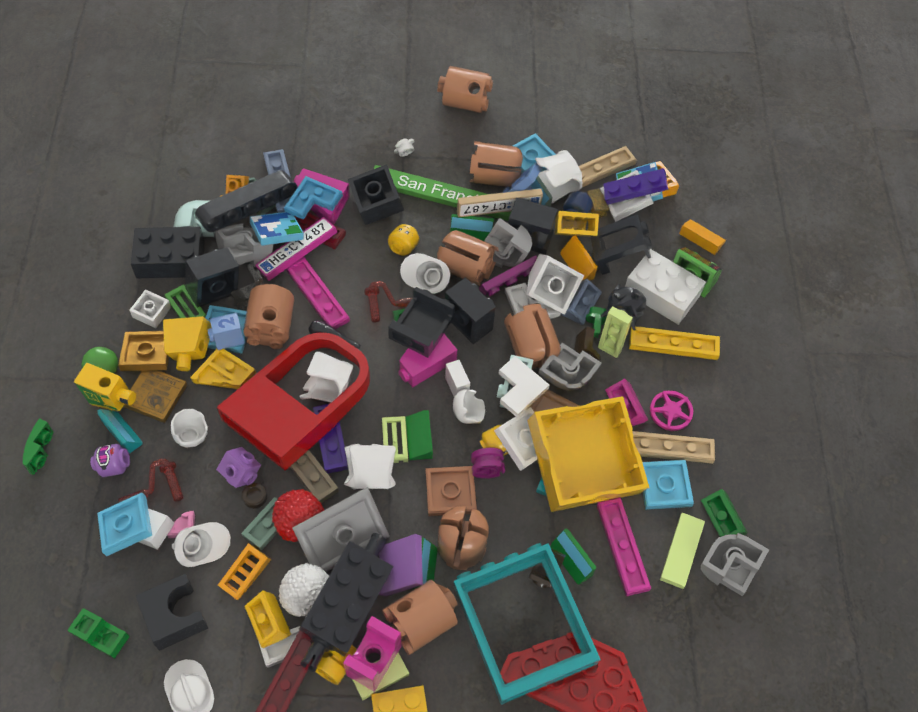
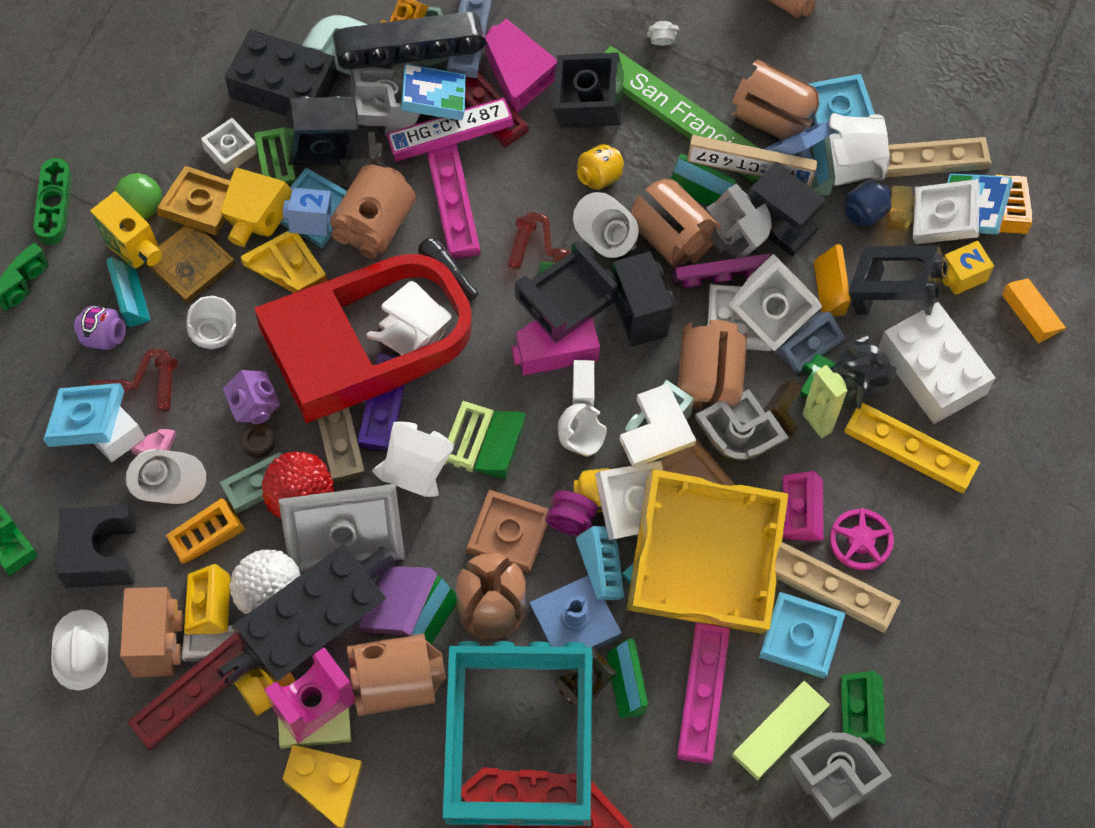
camera: 25 degrees right, 5 degrees up
(46, 393) = (58, 213): none -> green beam
(237, 656) = (150, 632): none -> nougat brick
(311, 193) = (500, 58): dark azure tile -> none
(519, 529) = (575, 616): none -> medium blue tile
(521, 487) = (601, 563): none -> medium azure slope
(575, 224) = (845, 228): yellow torso -> none
(635, 186) = (962, 203): dark purple plate -> none
(657, 223) = (967, 268): none -> yellow brick
(698, 266) = (998, 353): bright green slope -> none

